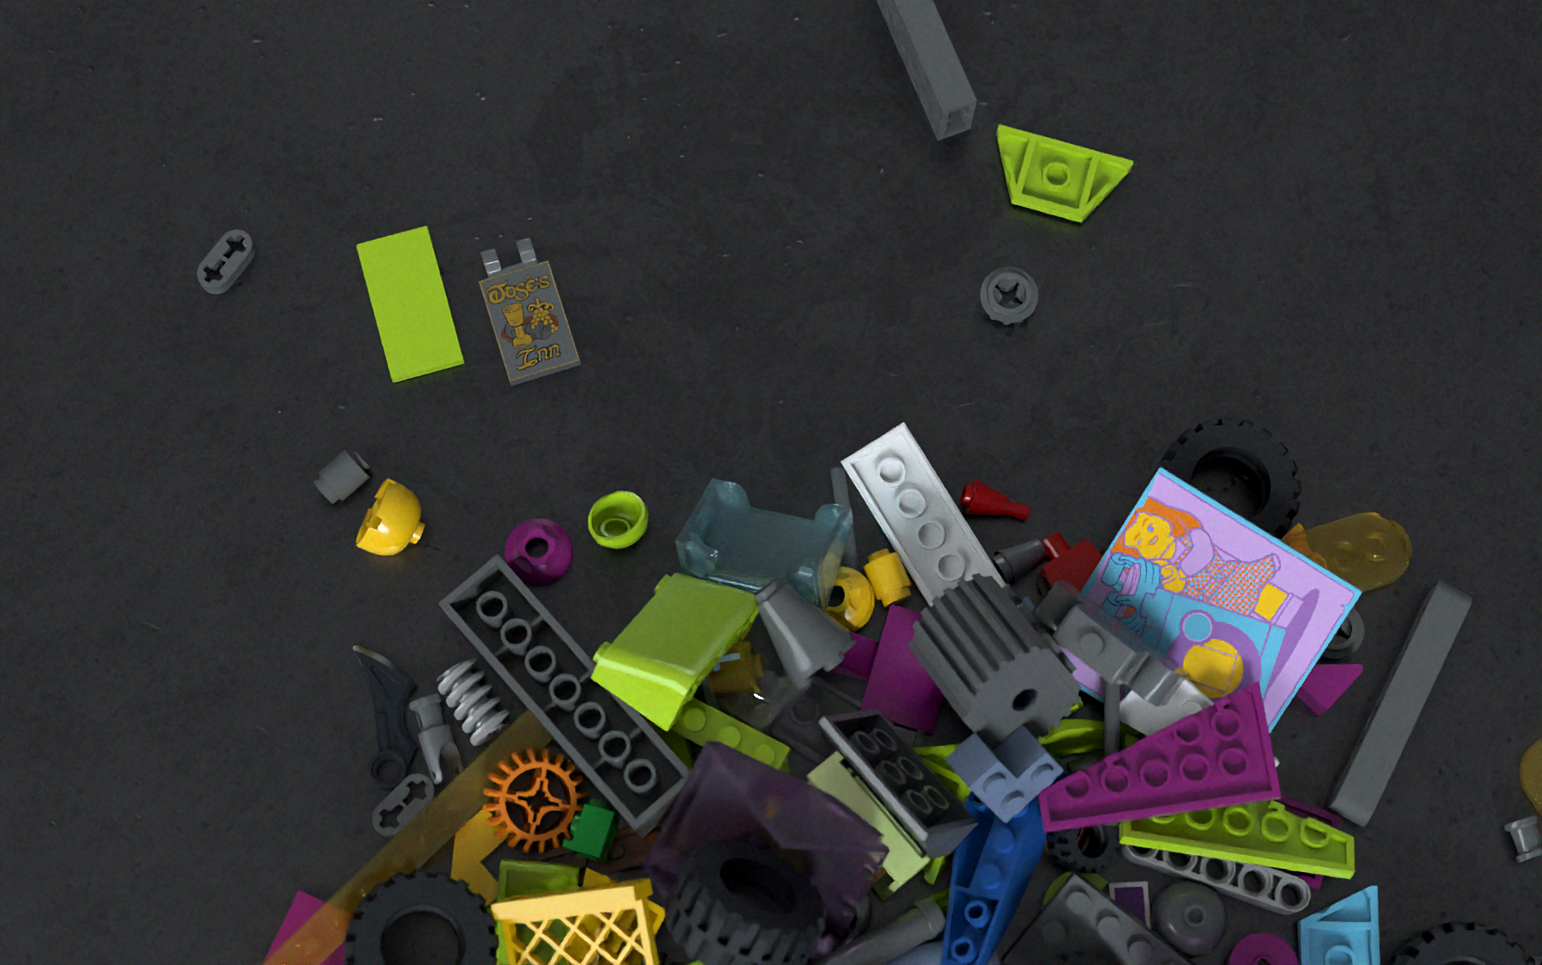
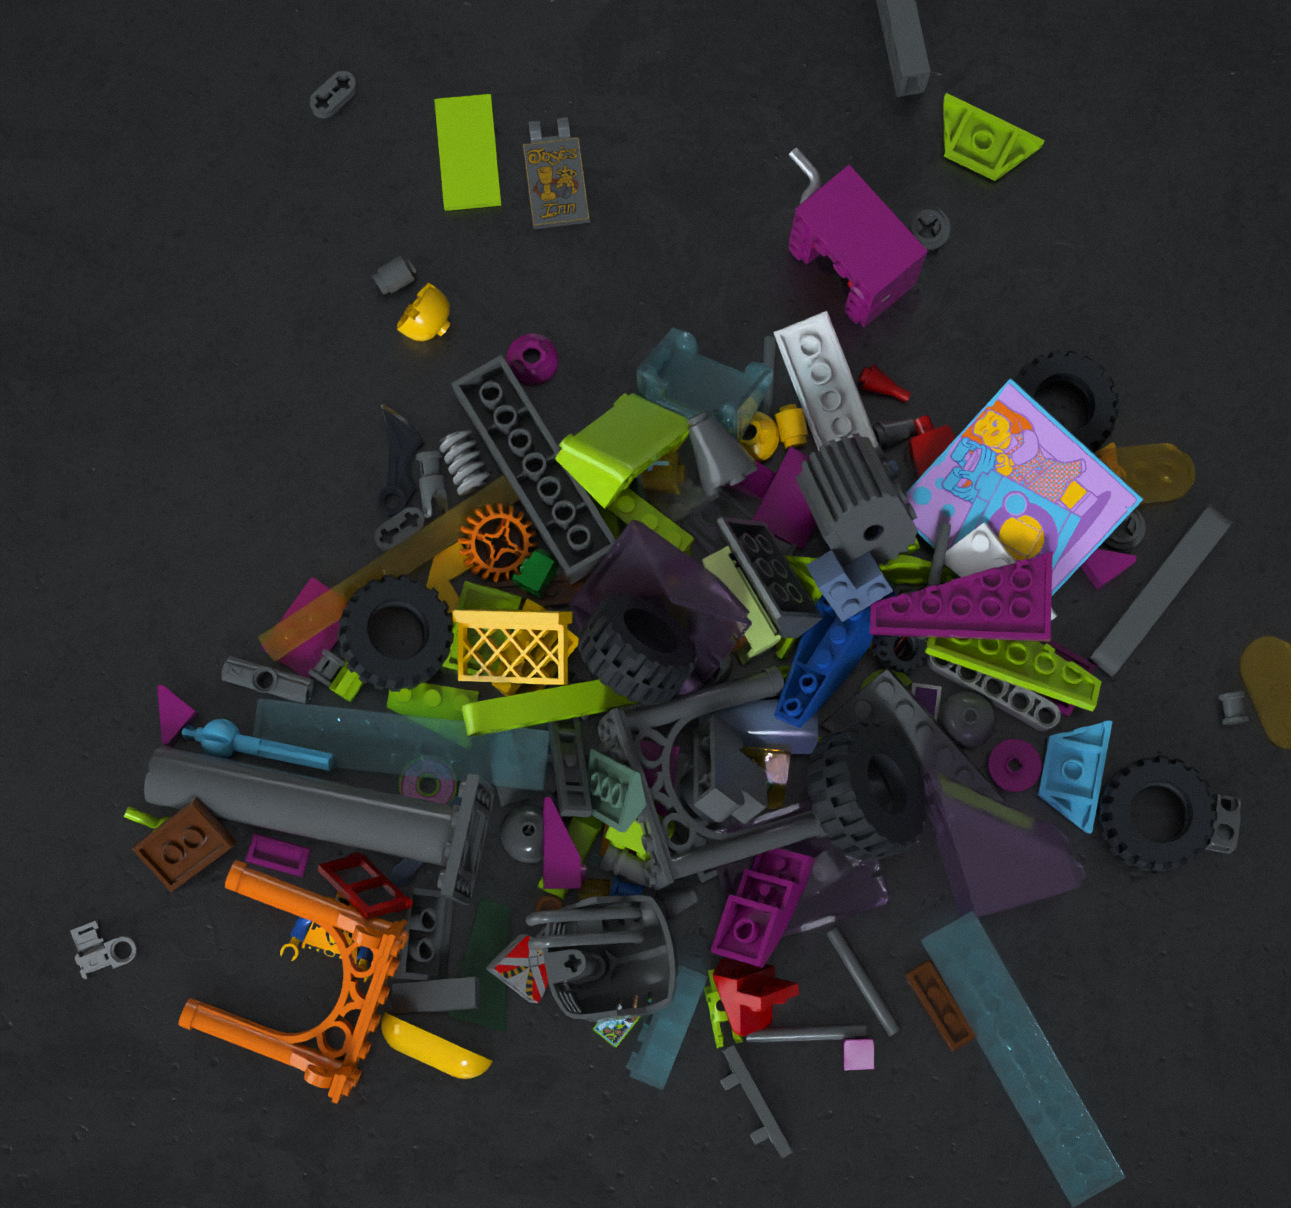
camera: 10 degrees right, 5 degrees up
(618, 520) = (596, 345): lime piece -> none
(930, 320) = (858, 236): none -> magenta piece
(1108, 645) = (945, 504): dark grey brick -> none

